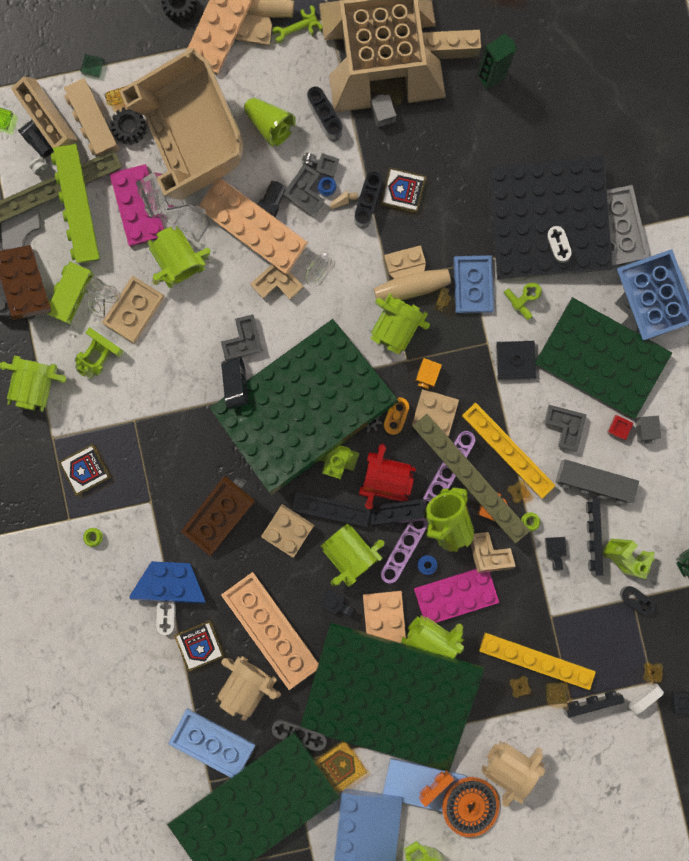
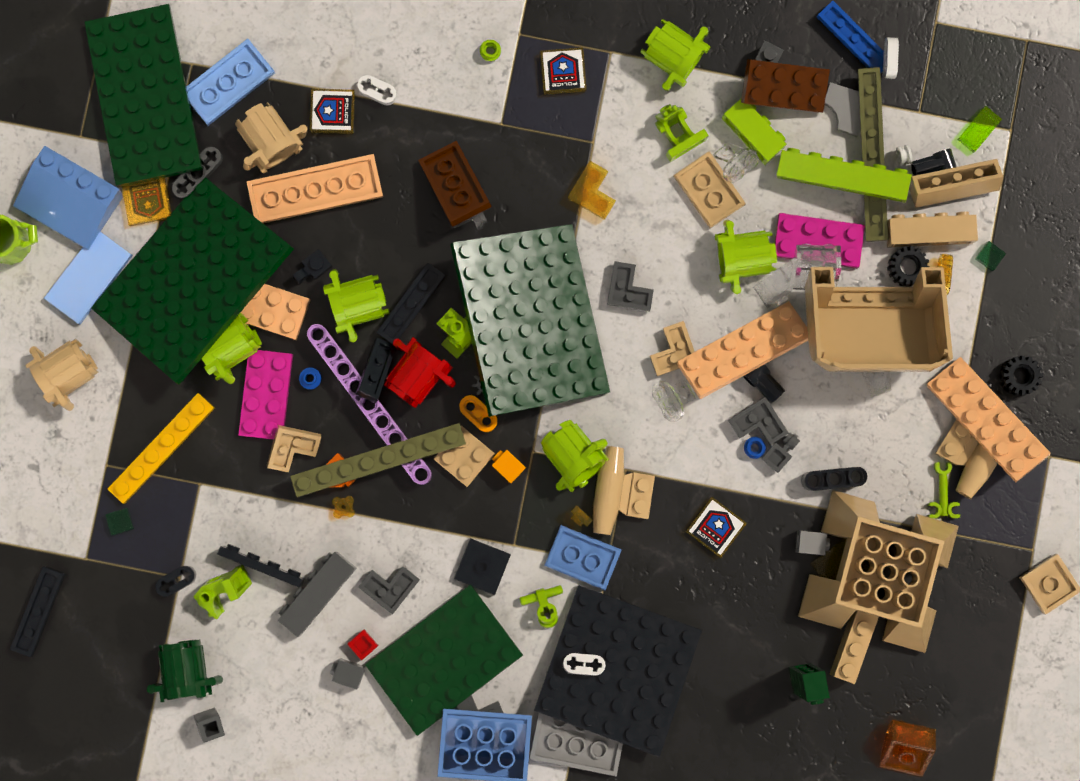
camera: 110 degrees right, 0 degrees up
(168, 584) = (408, 106): blue wing -> none
(179, 406) = (587, 194): none -> clear yellow plate
(234, 383) = (585, 259): black beam -> none
(270, 120) = (850, 416): lime cone -> none
(287, 531) = (408, 249): tan plate -> none
(343, 199) = (733, 459): tan bar -> none
(368, 191) = (731, 487): black beam -> none
(430, 792) = (79, 277): orange plate -> none
(450, 519) = (345, 418): lime container -> none
(465, 820) = (30, 312): piece -> none
(508, 450) = (390, 515): yellow plate -> none
(517, 692) = (137, 419): clear yellow plate -> none
(536, 521) = (299, 505): lime plate -> none
(556, 548) = (266, 519): black plate -> none
(556, 693) = (119, 453): clear yellow plate -> none
(593, 704) = (91, 486): black plate -> none
(610, 668) = (119, 521): none -> clear green tile
(645, 699) = (71, 543): white beam -> none
(657, 676) = (89, 566): clear yellow plate -> none

